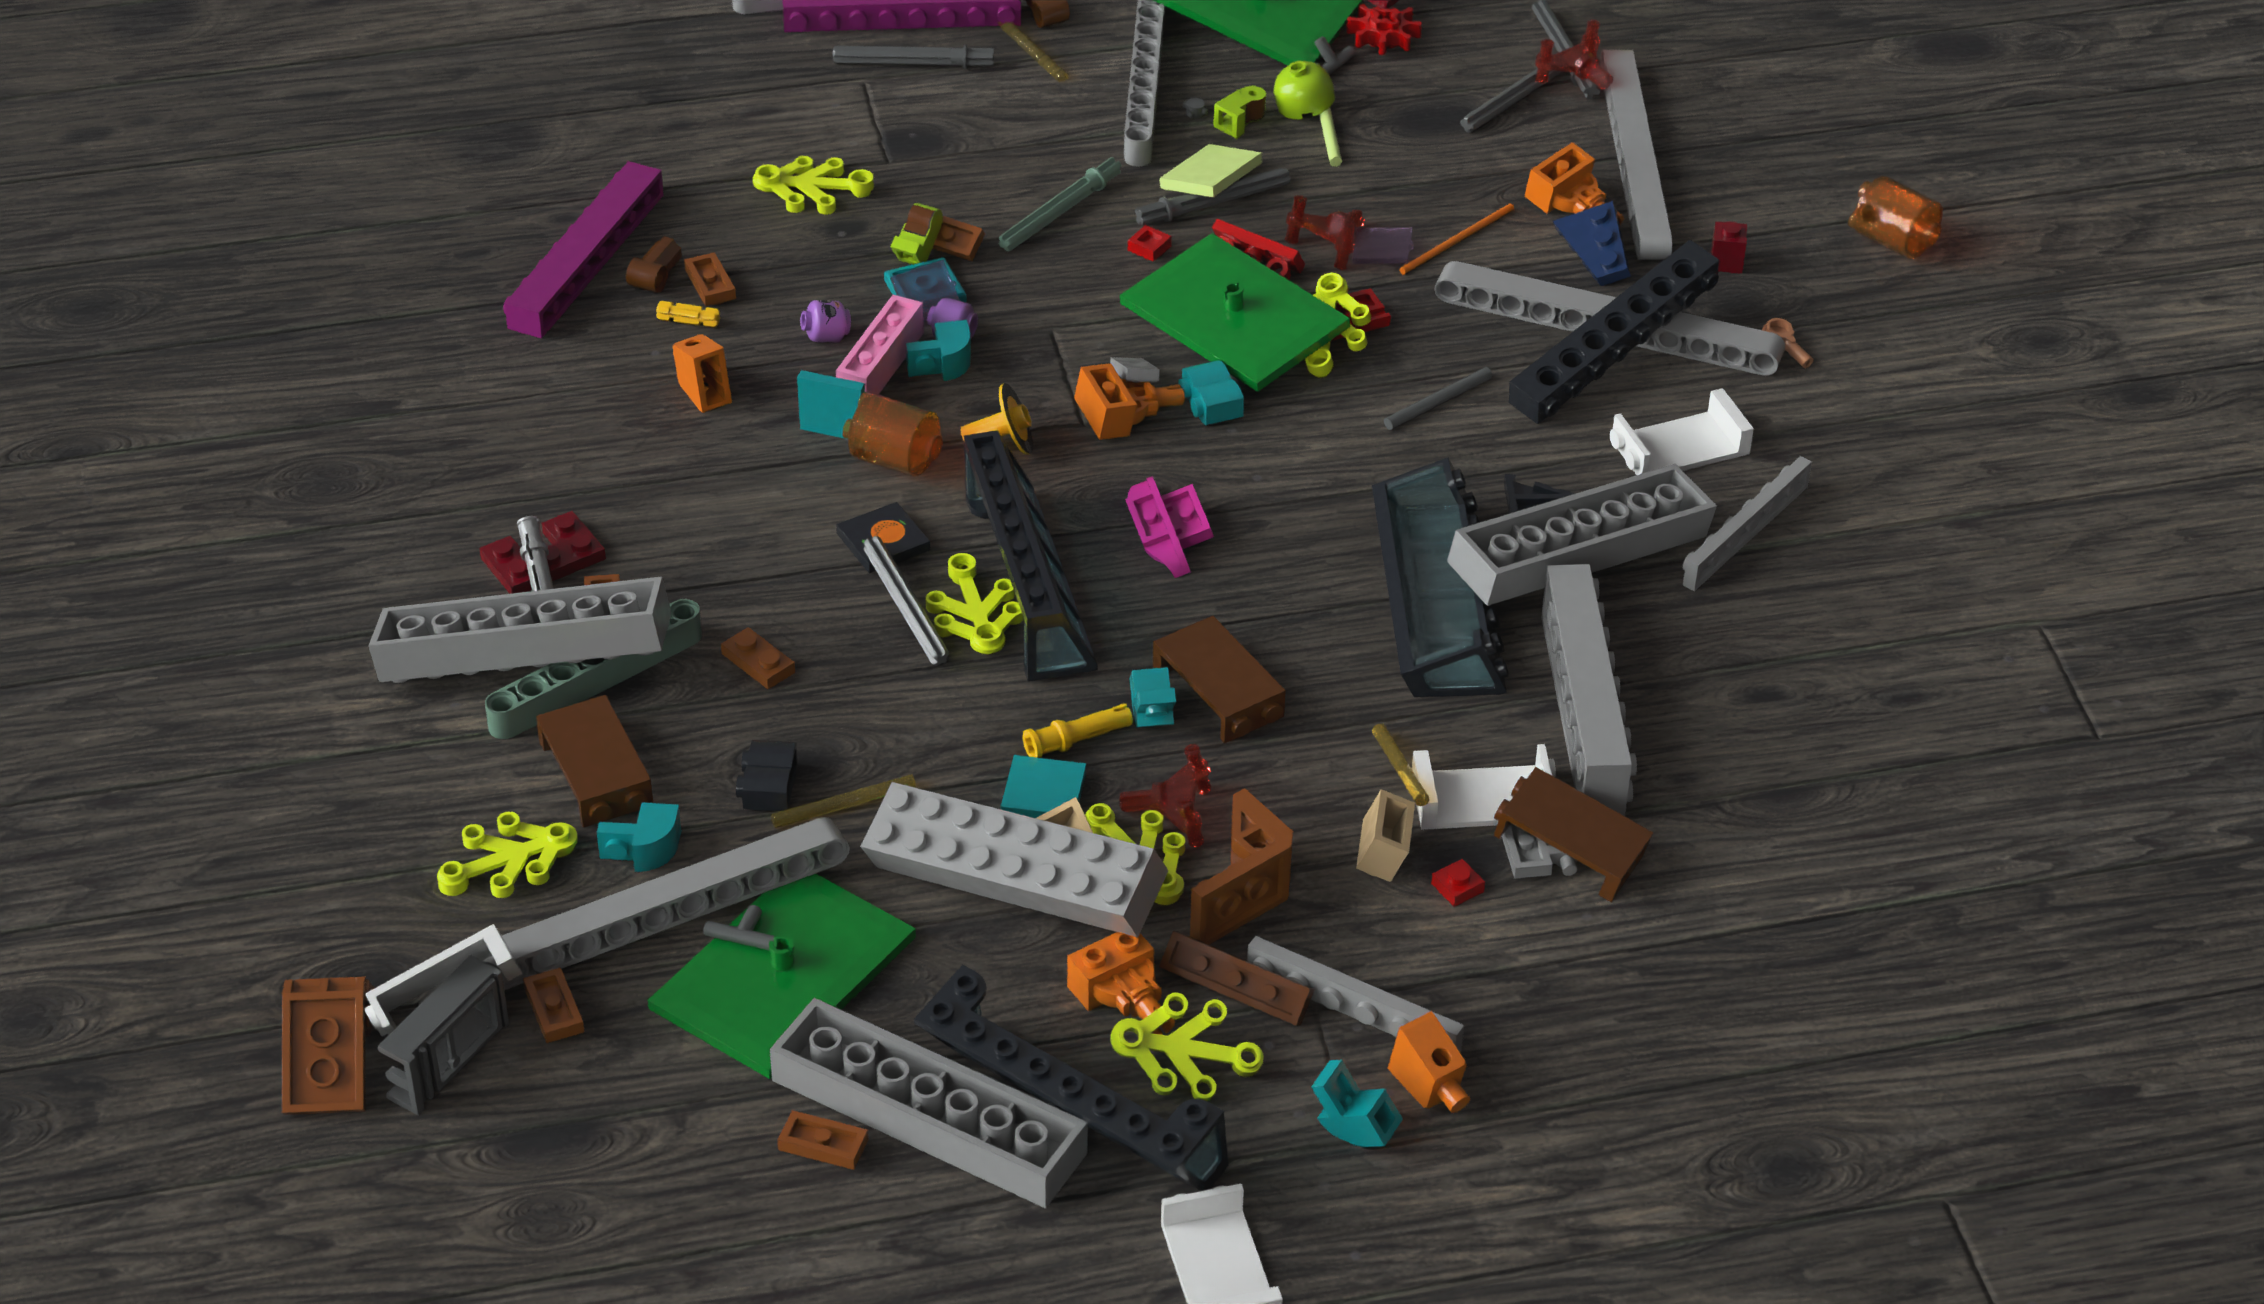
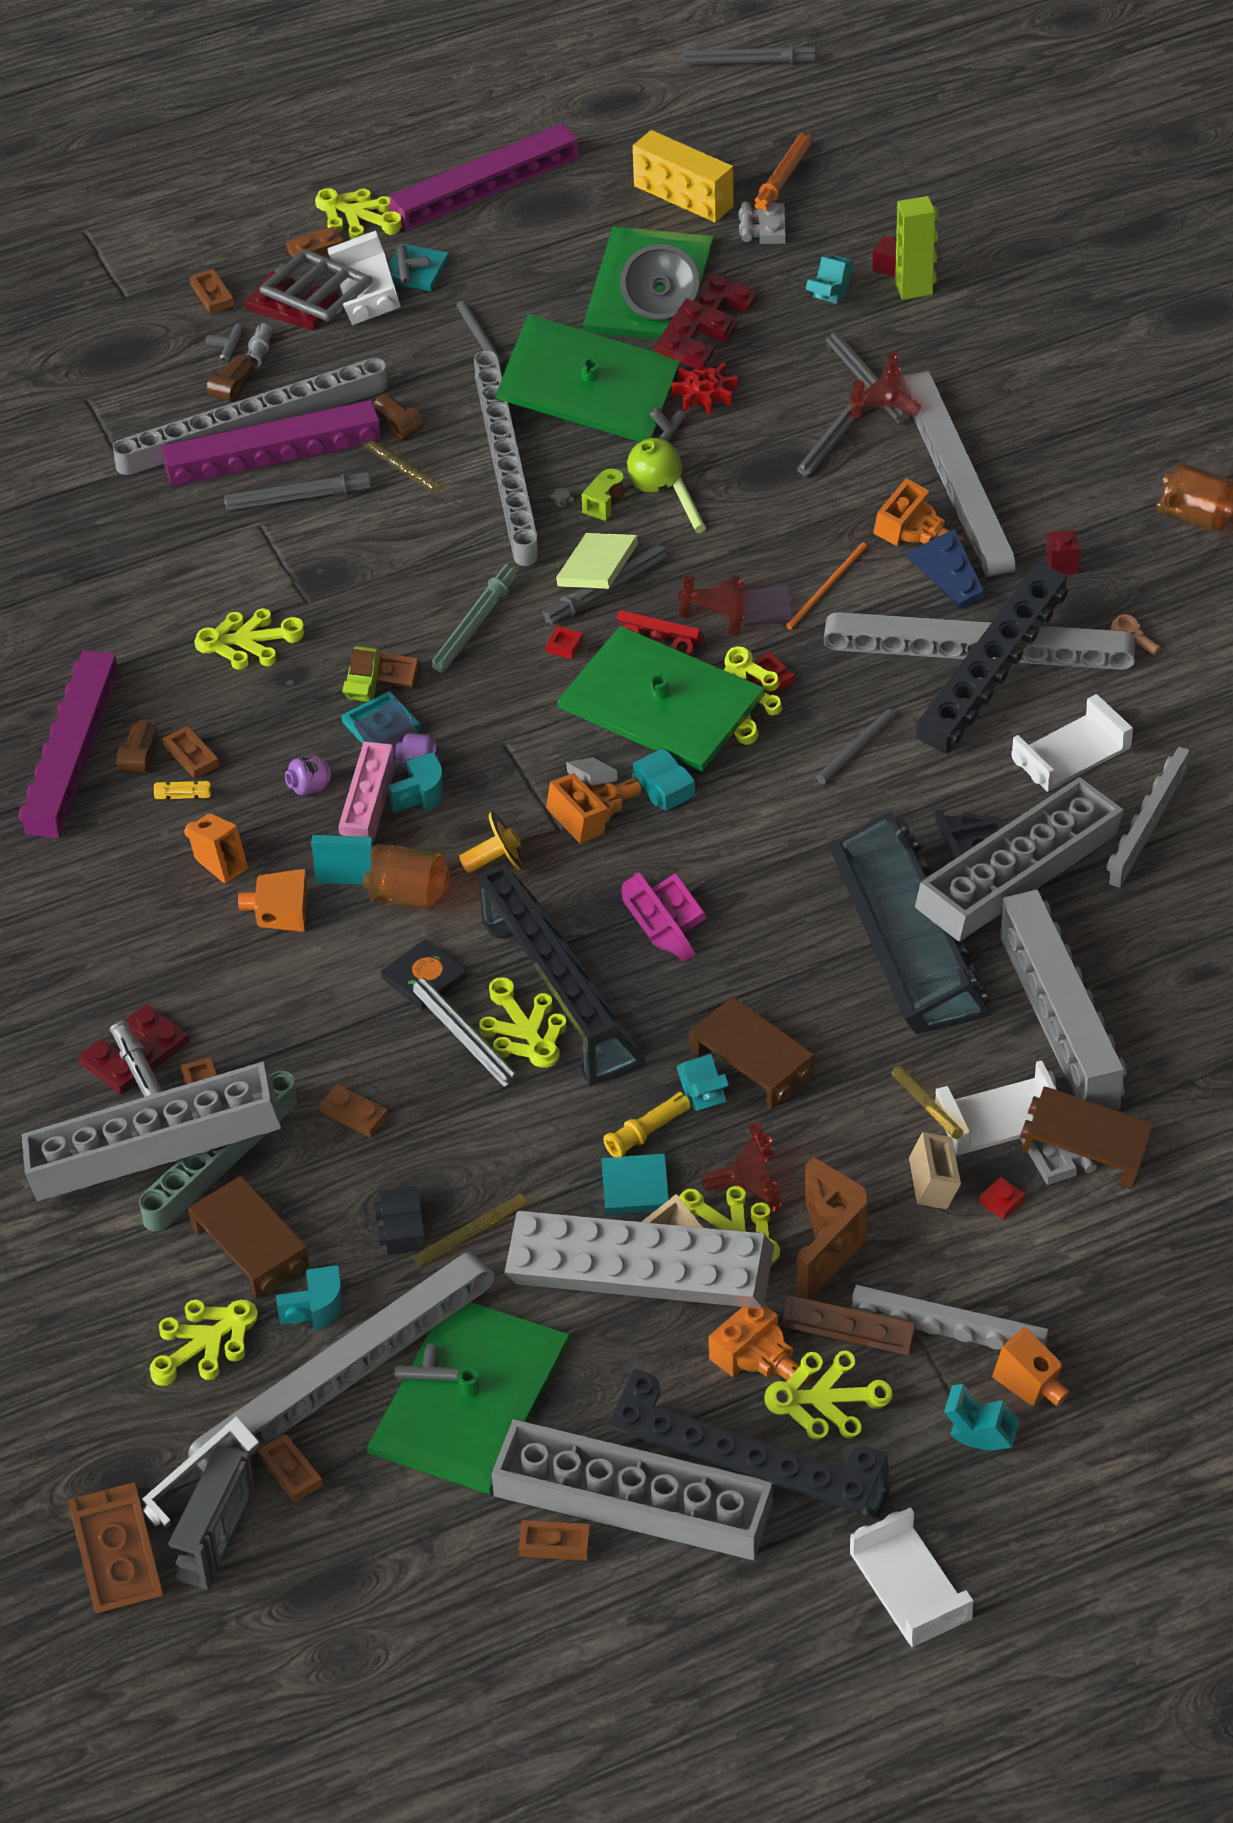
camera: 10 degrees left, 5 degrees up
(751, 436) = (278, 900): none -> orange torso

